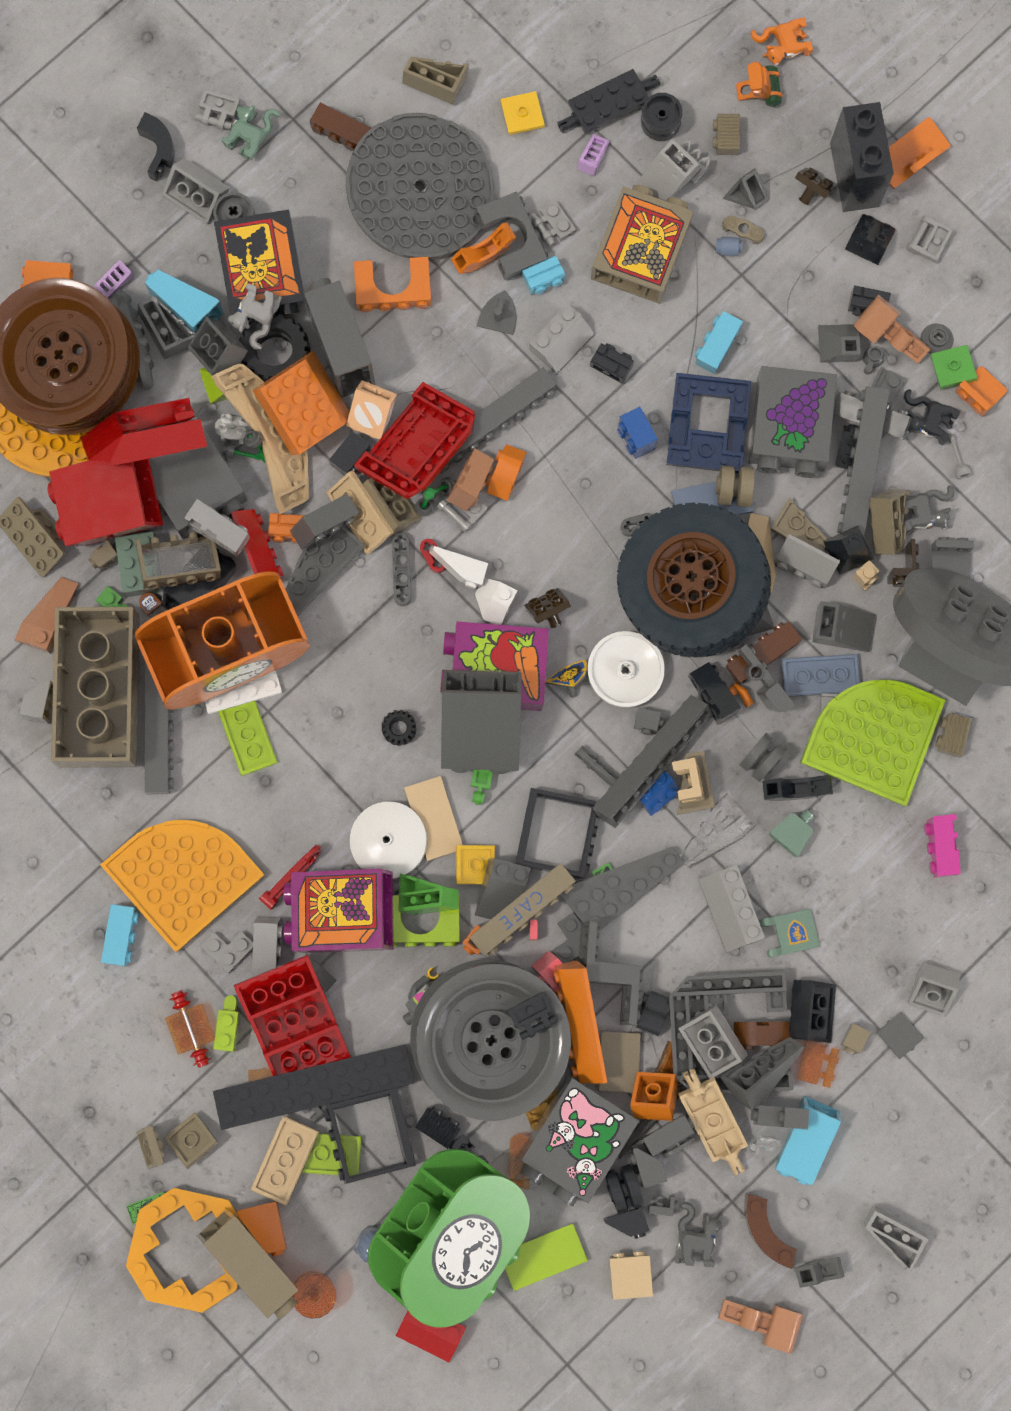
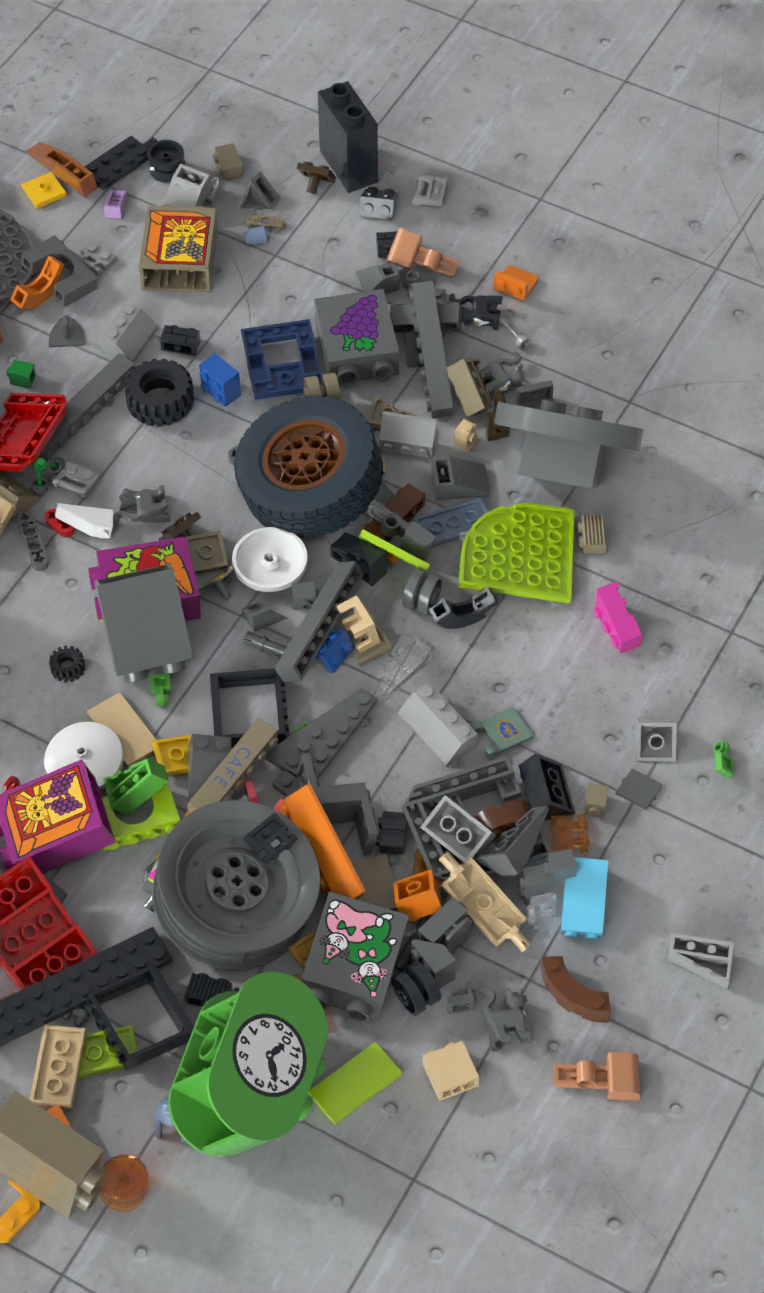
camera: 15 degrees left, 25 degrees down
(434, 1340) = (259, 1184): red slope -> none
(439, 358) = (21, 373): none -> green brick
(471, 480) = (77, 452): nougat wedge -> none
(495, 600) = (129, 533): white slope -> none
(506, 472) = (108, 441): orange brick -> none
(521, 566) = (146, 506): none -> dark grey animal
(543, 275) = (98, 293): medium azure brick -> none
(548, 94) = (64, 167): none -> dark orange slope
(566, 639) = (207, 551): none -> dark tan hinge
(572, 404) = (159, 409): none -> black tyre
(600, 727) = (261, 616): none -> dark grey slope
(630, 1223) = (431, 1023): black slope -> none
(718, 342) = (271, 301): medium azure brick -> none
(749, 704) = (393, 550): none -> lime tile
(762, 83) = (247, 119): orange piece -> none
(786, 36) = (257, 90): orange animal -> none
(793, 832) = (472, 648): sand green torso -> none
(819, 1271) = (638, 1012): dark grey brick -> none
(849, 548) = (447, 415): black slope -> none
(916, 150) = (395, 136): orange bracket -> none
(943, 332) = (466, 256): dark grey piece -> none
(953, 367) = (482, 270): bright green plate -> none
(990, 1036) = (723, 763): none -> bright green plate

